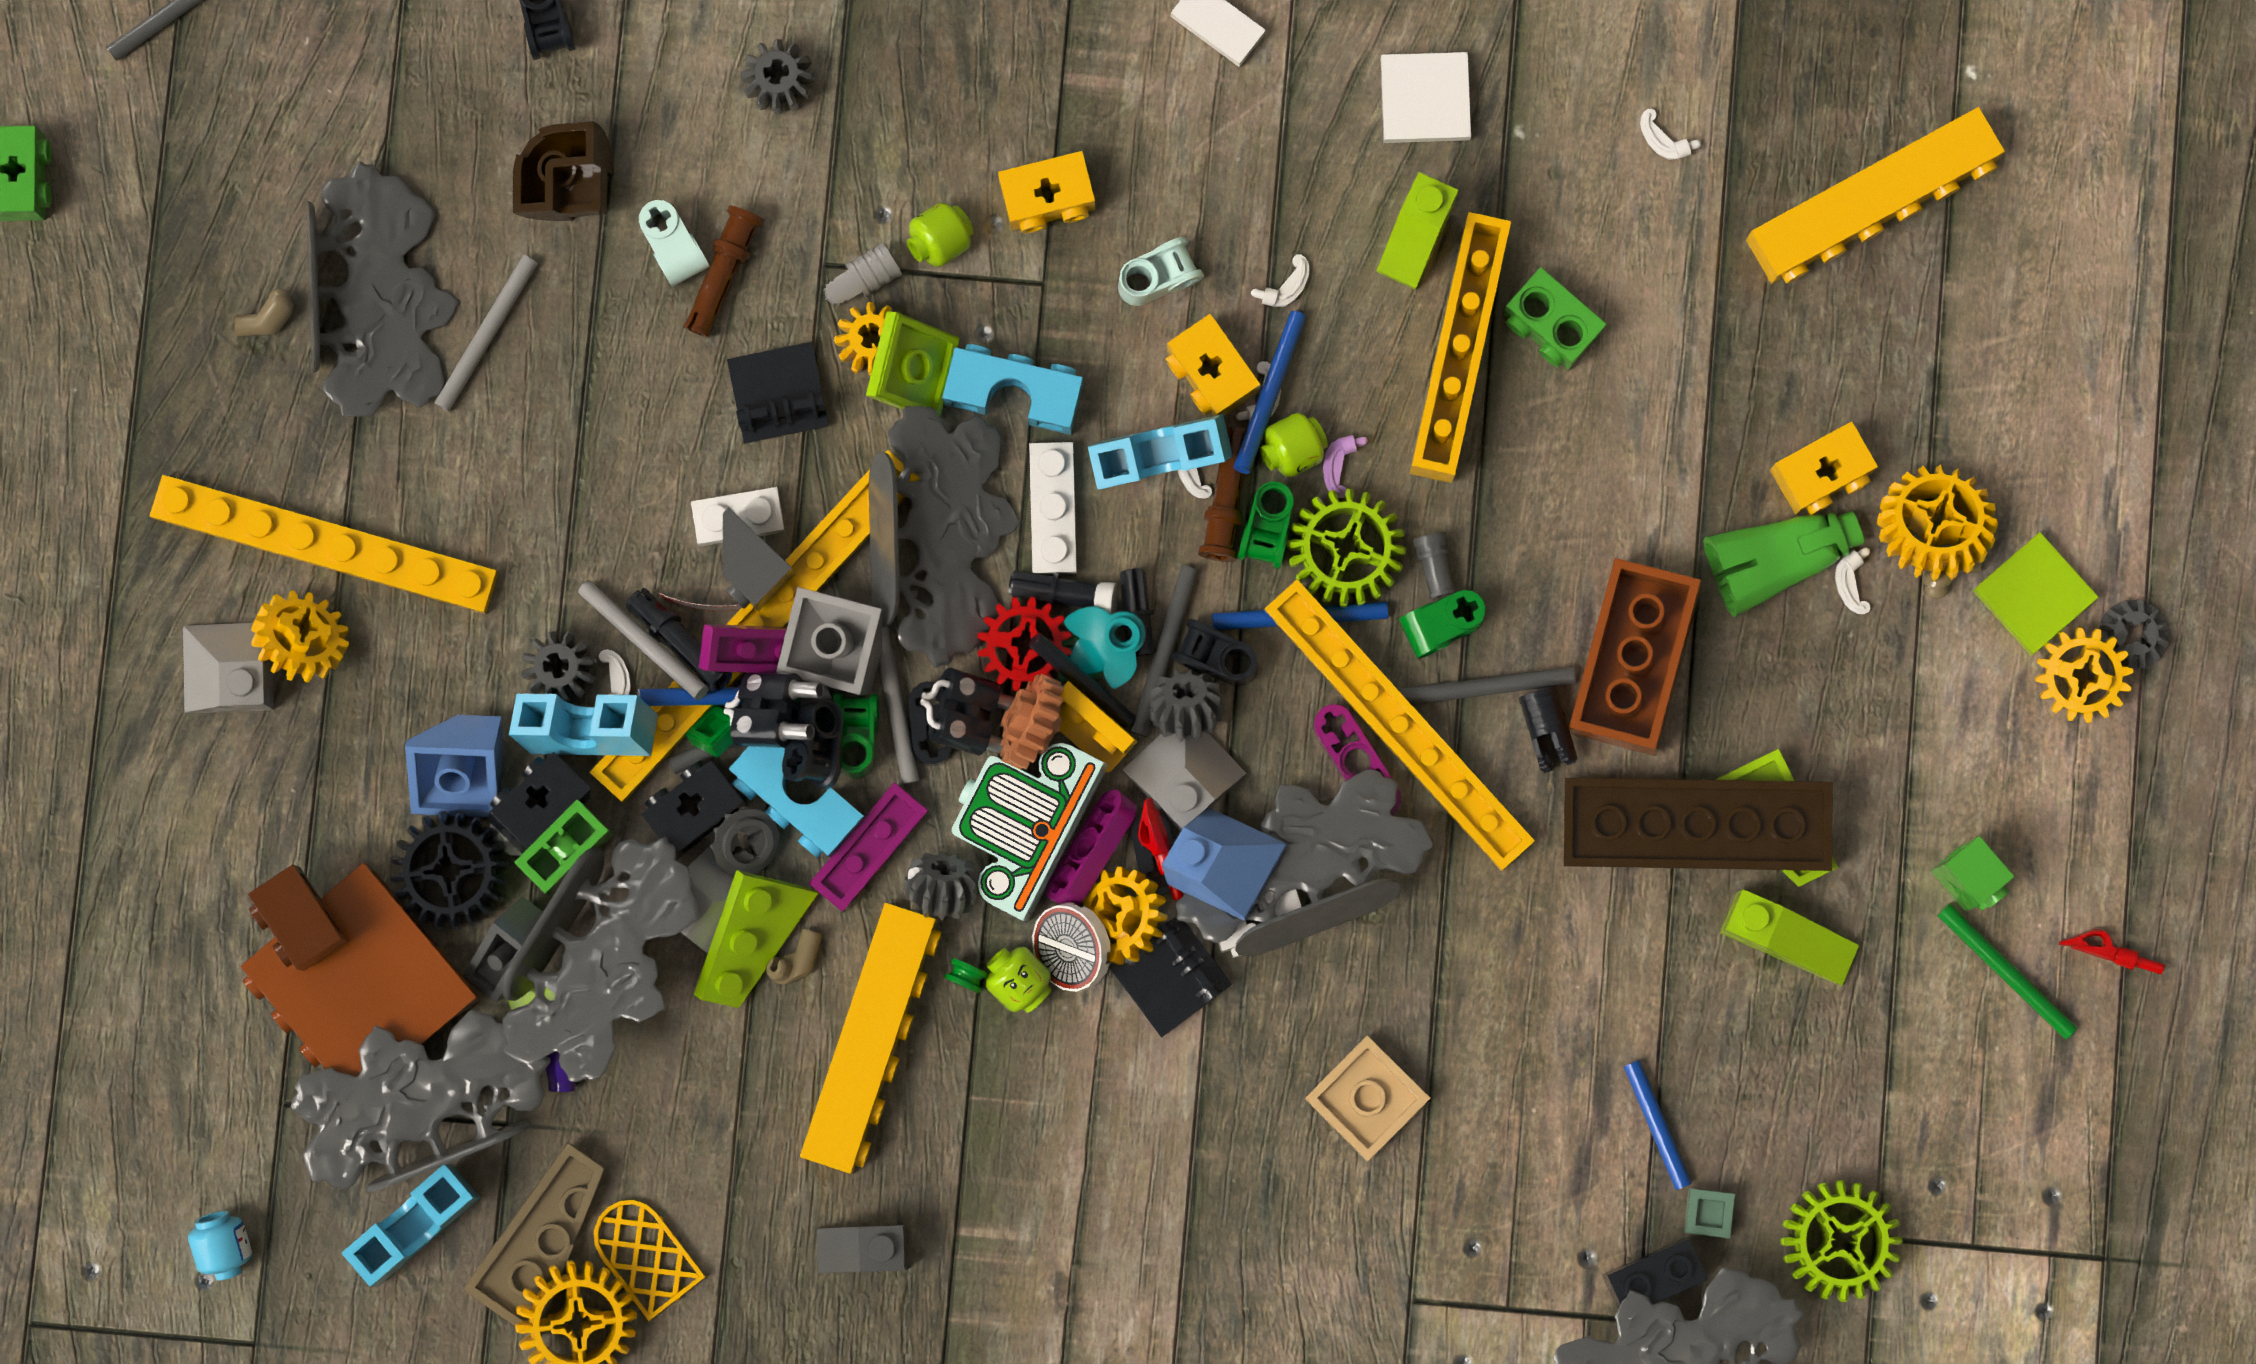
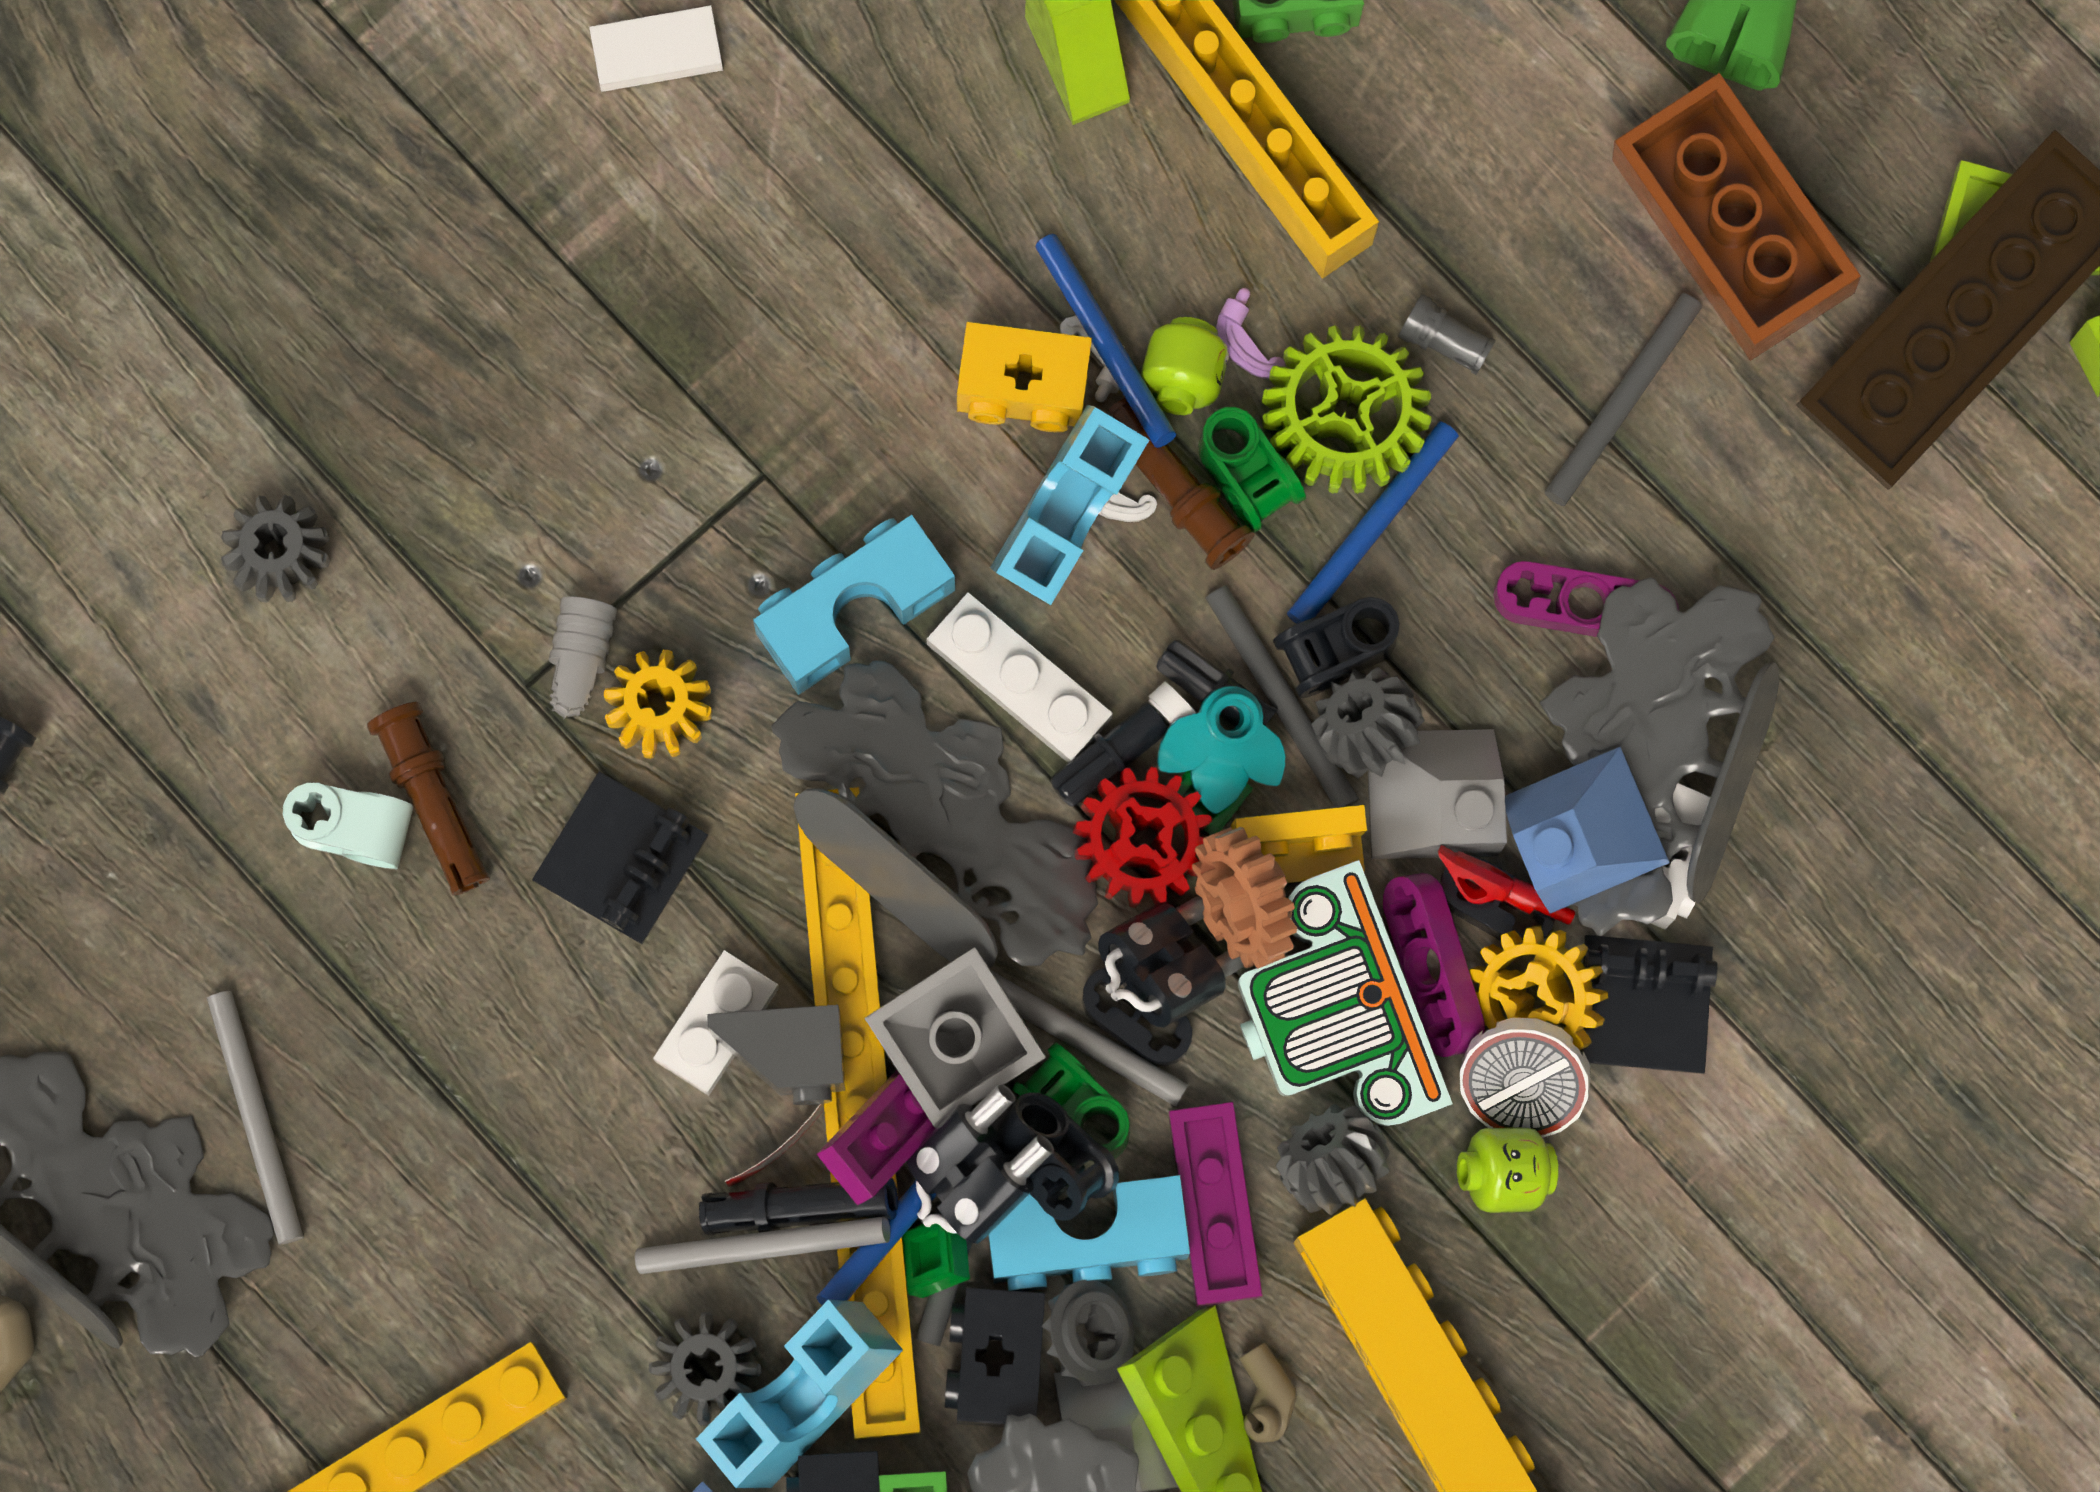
camera: 55 degrees left, 5 degrees down
(563, 173) = (161, 870): dark brown brick -> none
(618, 672) = (772, 1311): white piece -> none
(911, 363) = (727, 681): lime tile -> none
(939, 234) = (611, 530): lime head -> none
(966, 975) = (1452, 1223): green bush -> none
(1067, 181) = (672, 344): yellow brick -> none
(1082, 680) = (1229, 808): black bar -> none
(1162, 272) = (872, 333): light aqua piece -> none
(1290, 289) = (1010, 225): white piece -> none
(1367, 1098) = (1964, 912): tan plate -> none
(1399, 725) = (1587, 521): yellow plate -> none
(1435, 625) = (1516, 386): green piece -> none
(1546, 719) = (1714, 366): black hinge -> none

